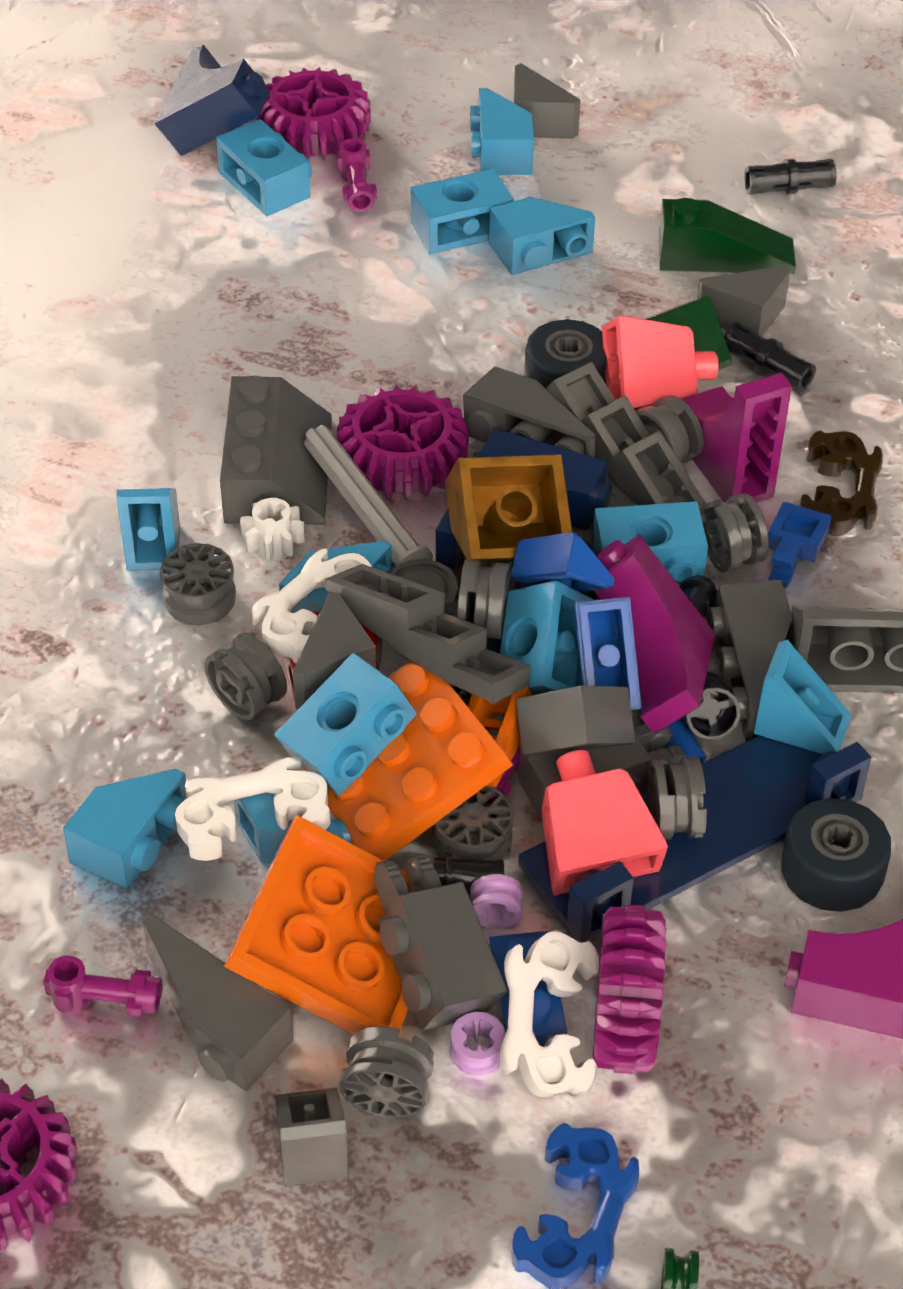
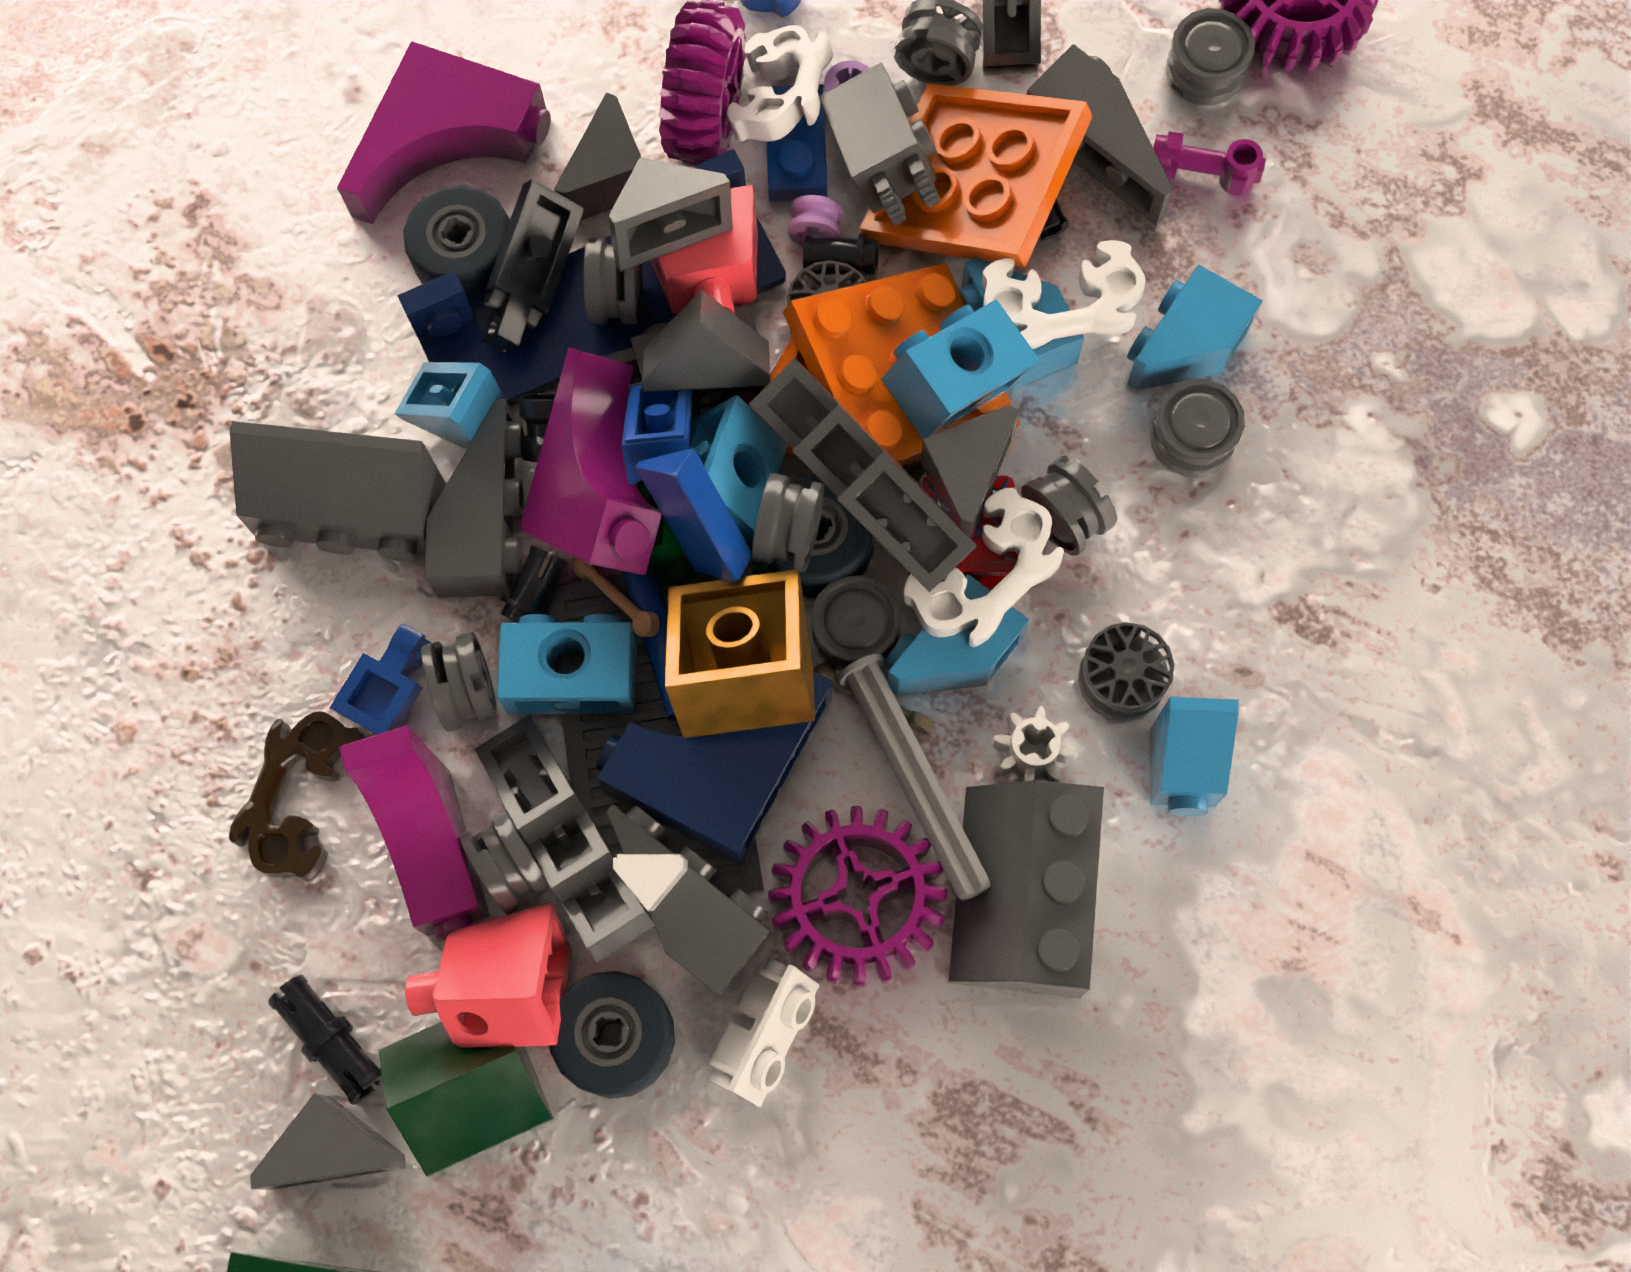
camera: 170 degrees left, 25 degrees up
(94, 1094) = (1210, 56): none -> dark grey wheel
(126, 748) = (1197, 427): none -> dark grey wheel
(469, 364) = (754, 1060): none -> white hinge
(554, 389) = (650, 875): none -> white slope
(633, 801) = (667, 210): none -> dark grey slope
(709, 935) = (600, 161): none -> dark grey slope
(760, 822) = (529, 263): none -> black hinge

